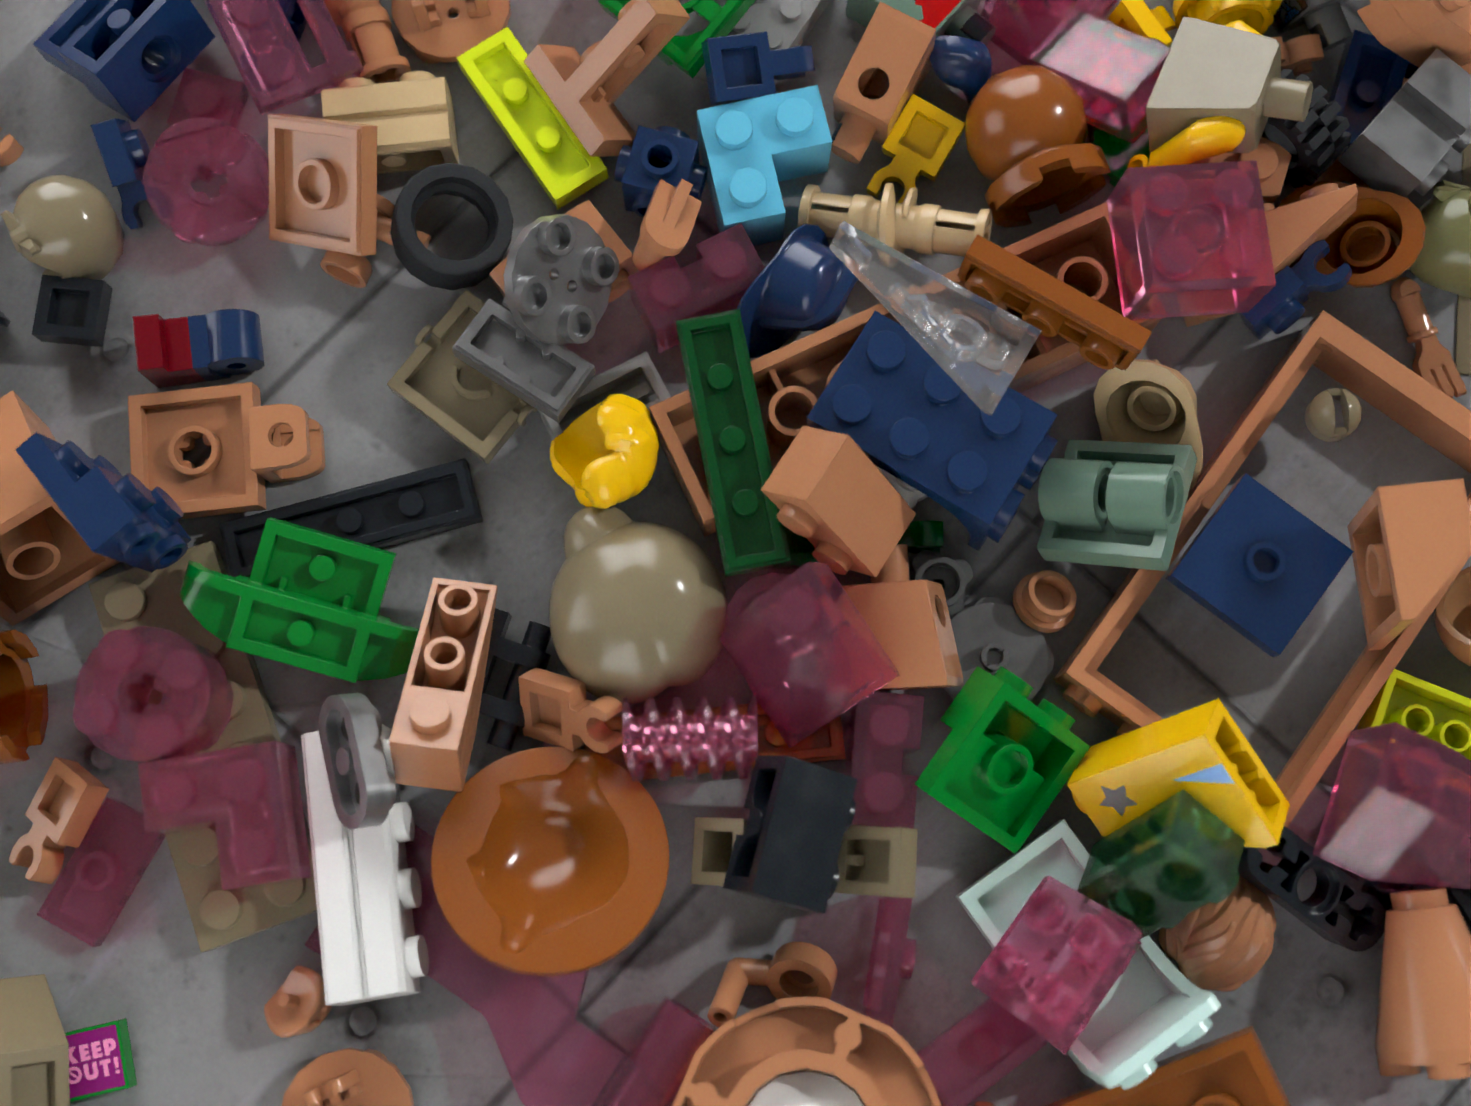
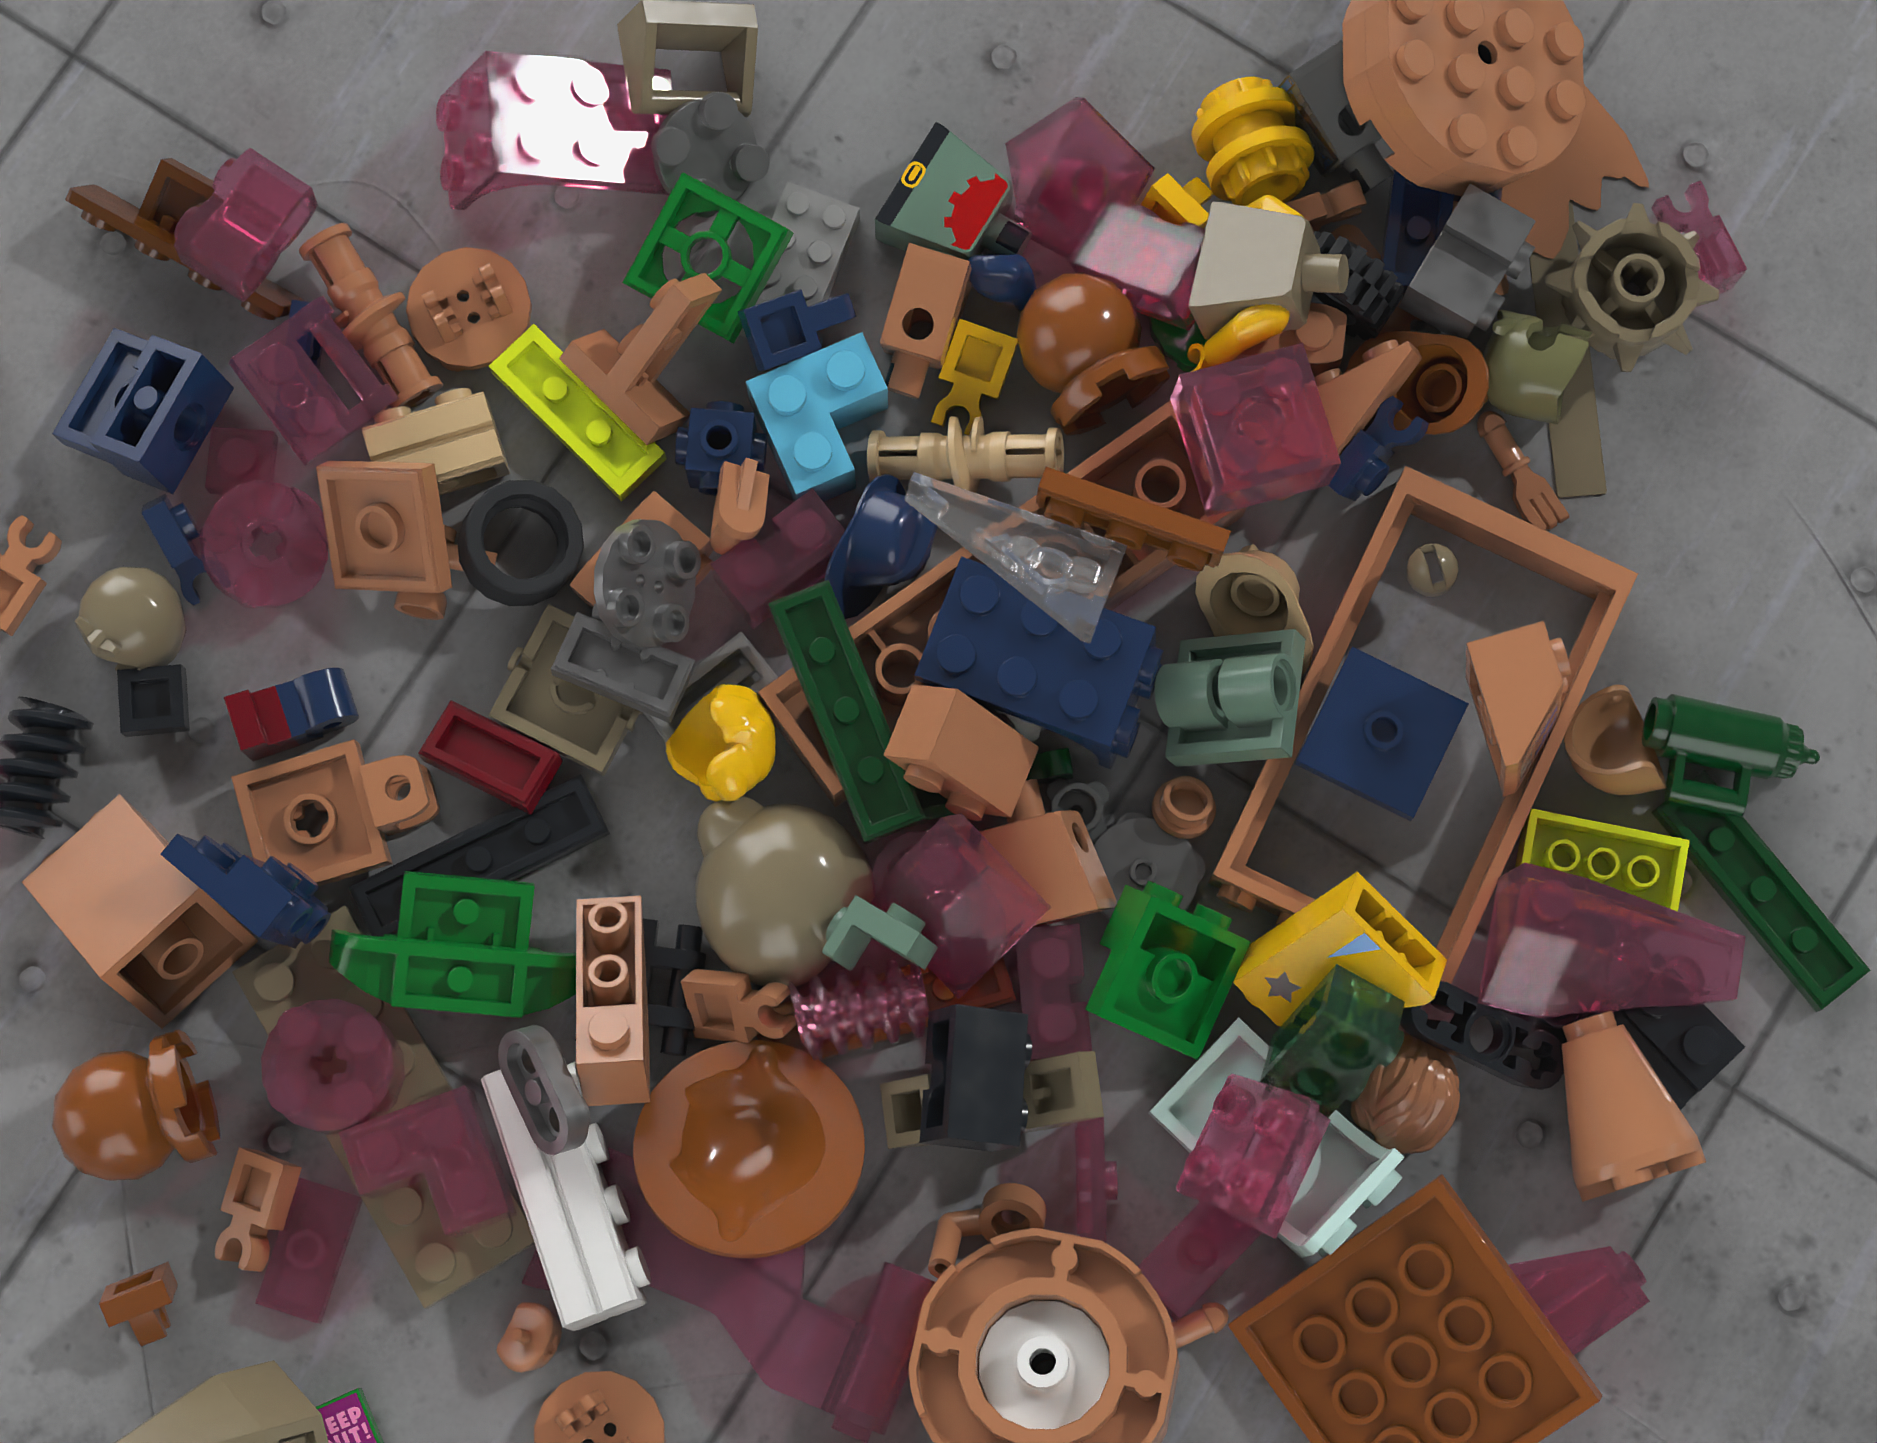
camera: 10 degrees left, 0 degrees up
(381, 425) = (490, 757): none -> dark red tile
(706, 652) = (861, 921): none -> sand green bracket

